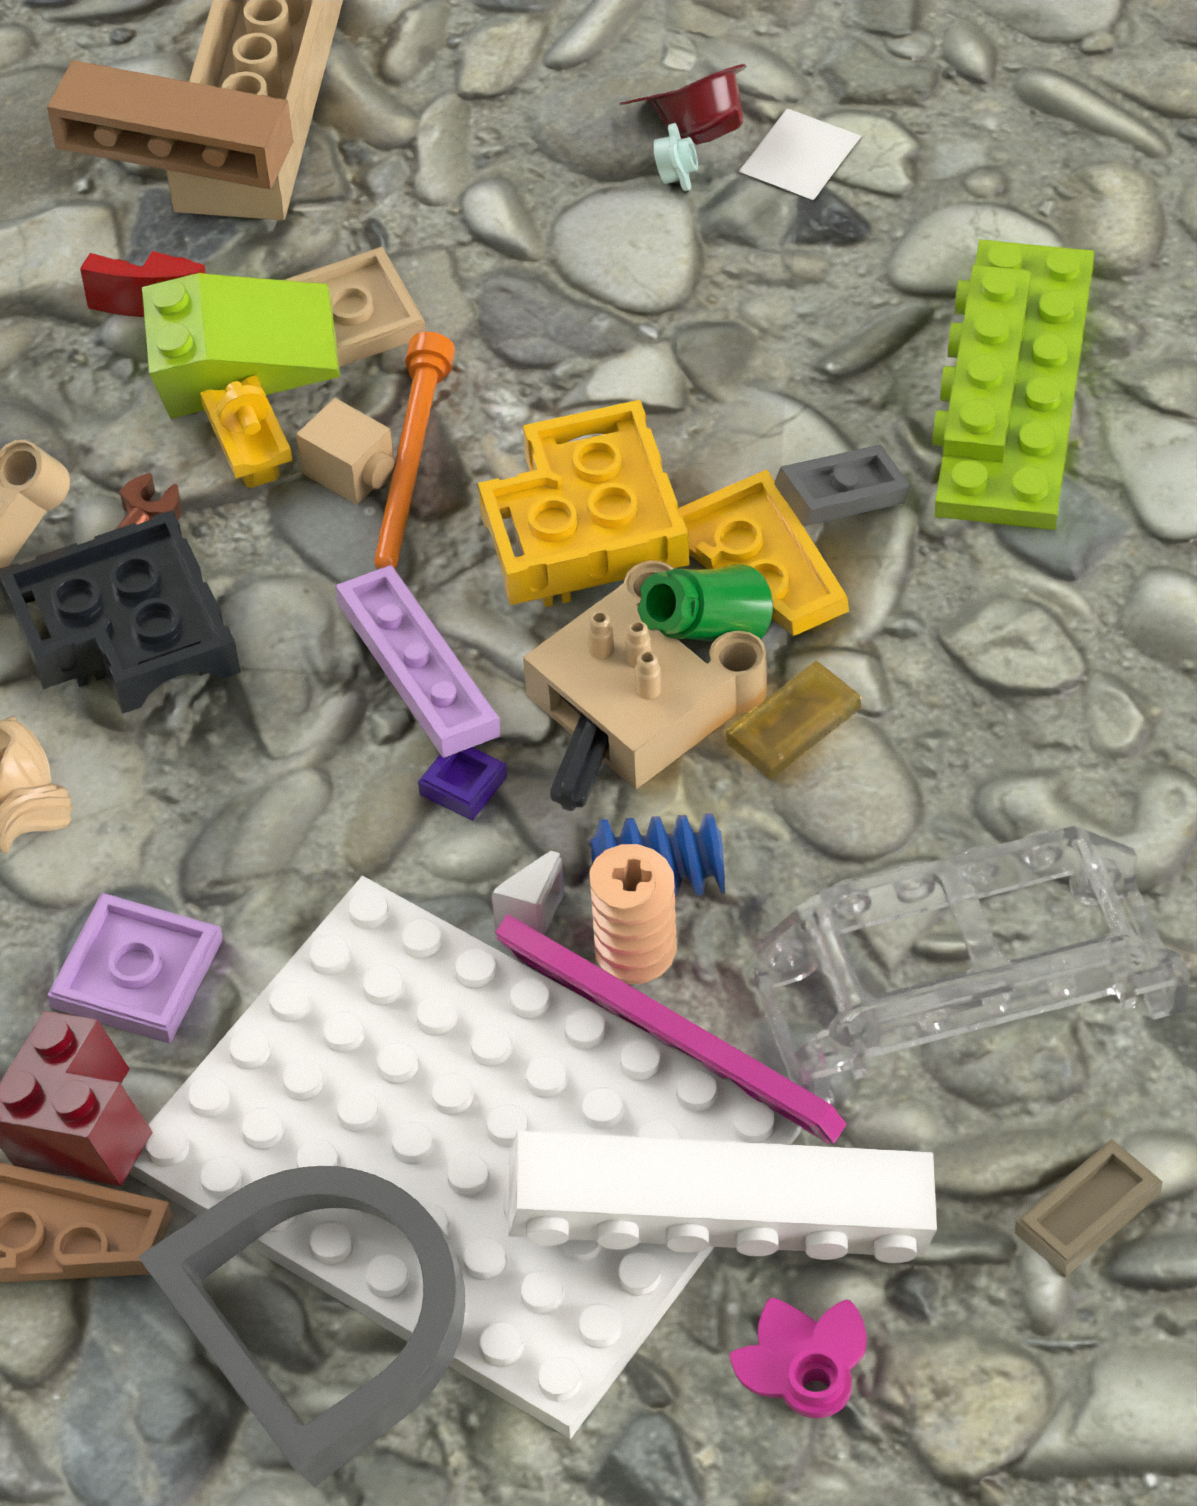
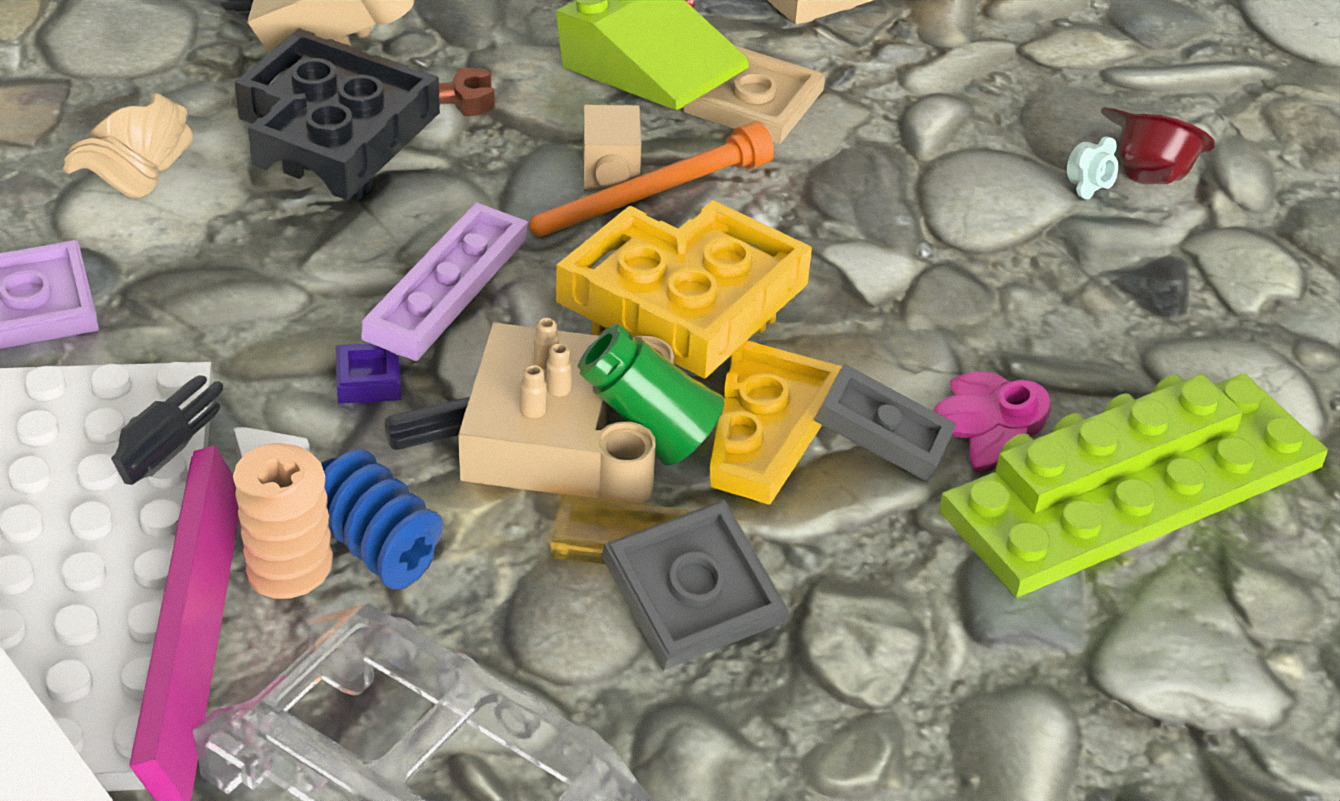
camera: 45 degrees right, 10 degrees down
(247, 431) = (569, 86): yellow hips -> none
(456, 939) = (163, 430): none -> black piece
(800, 154) = (1198, 237): white sticker -> none
(874, 420) = (993, 412): none -> dark pink plate
(893, 705) = (694, 584): none -> dark grey tile

